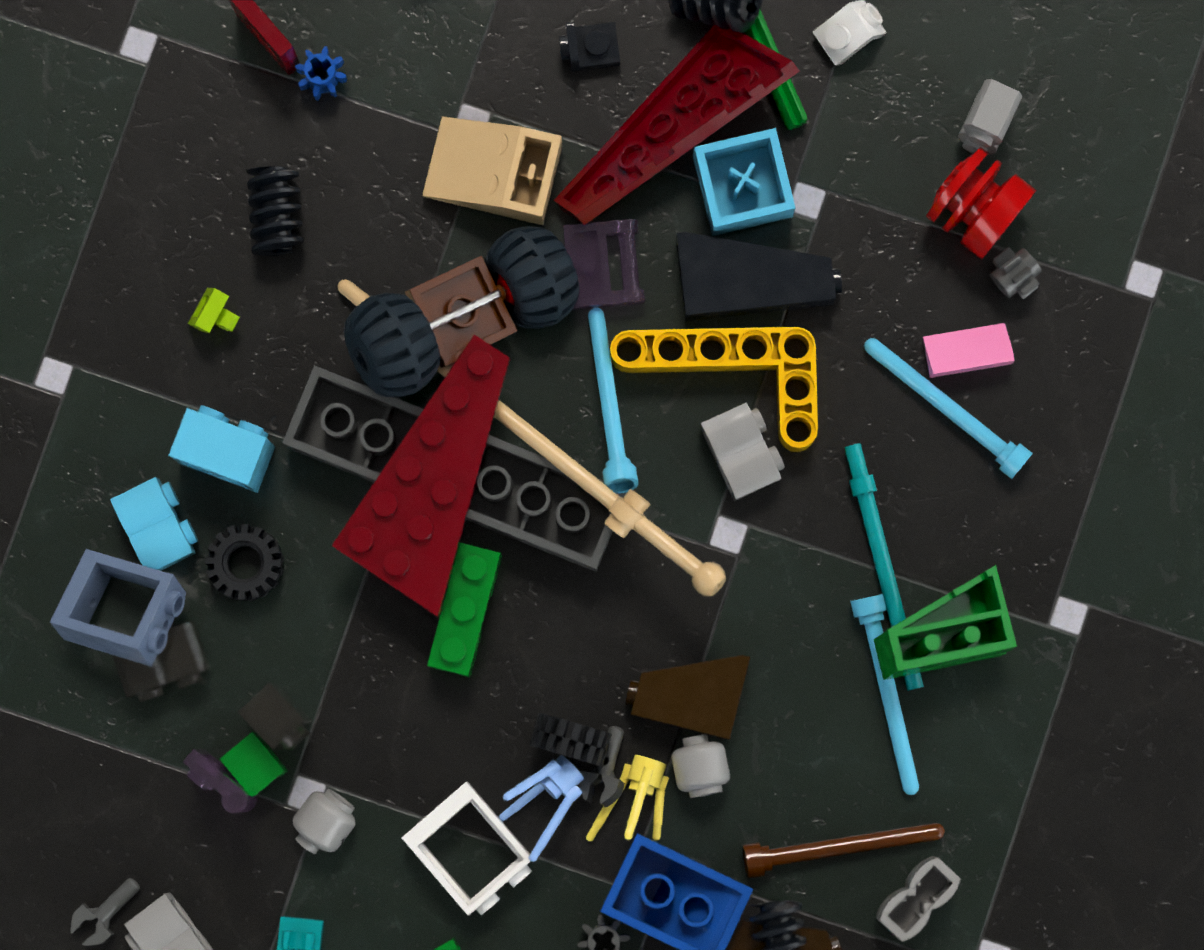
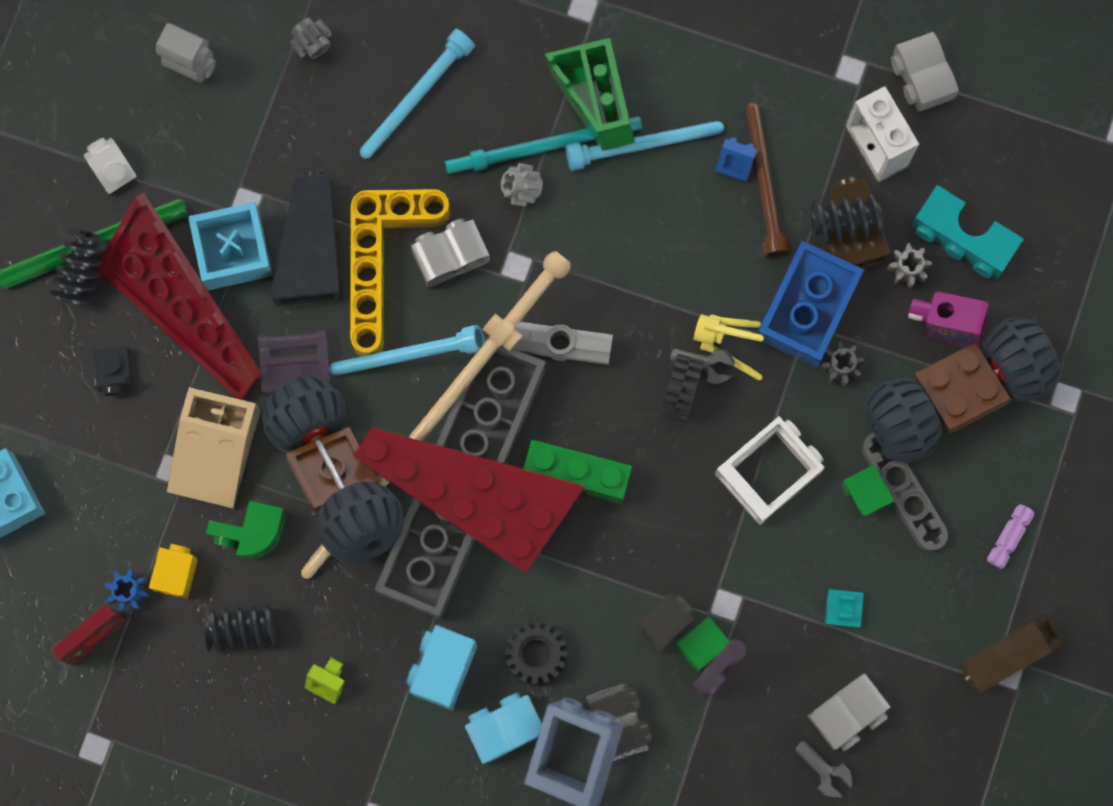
camera: 90 degrees left, 5 degrees down
(324, 821) = (749, 586): light grey head -> none
(343, 128) = (174, 571): none -> yellow brick
(389, 227) = (257, 536): none -> green brick
(558, 779) = (714, 398): light blue plant -> none
(625, 616) = (583, 345): none -> light grey piece
(692, 696) = (646, 292): dark brown slope -> none
(700, 766) = (703, 286): light grey head -> none
(829, 539) = (521, 184): none -> light grey gear
(867, 809) = (736, 159): none -> blue tile
(925, 889) = (812, 124): light grey brick -> none
(968, 350) = (371, 78): bright pink slope -> none
(980, 202) = (250, 65): red wheel -> none

